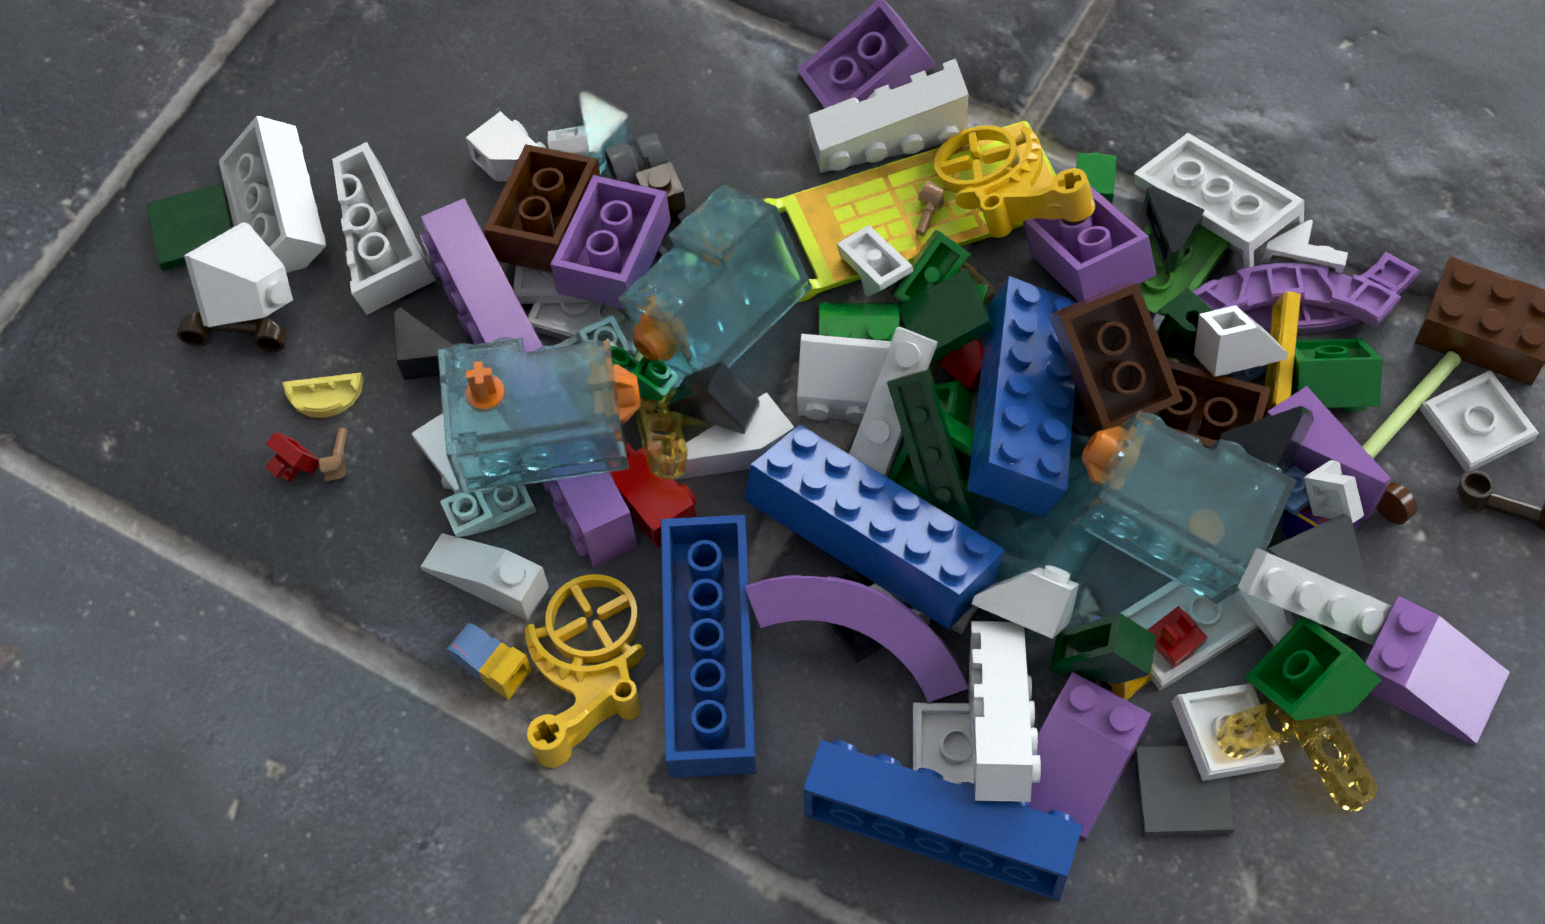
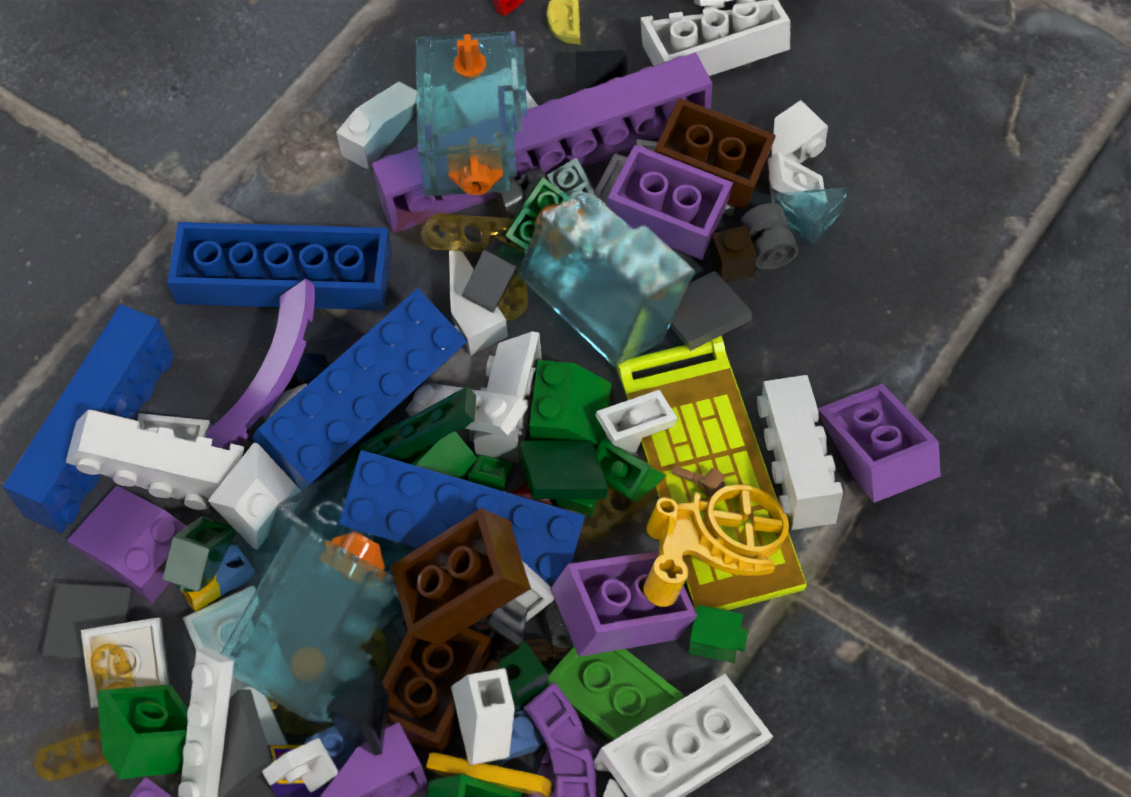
camera: 95 degrees right, 0 degrees up
(334, 466) = (496, 23): medium nougat hand -> none
(489, 660) = (305, 123): leg -> none
(598, 688) = (263, 196): yellow piece -> none
(651, 497) = (407, 237): red brick -> none
(1172, 225) = (641, 688): black slope -> none
(1177, 636) = (216, 628): red tile -> none

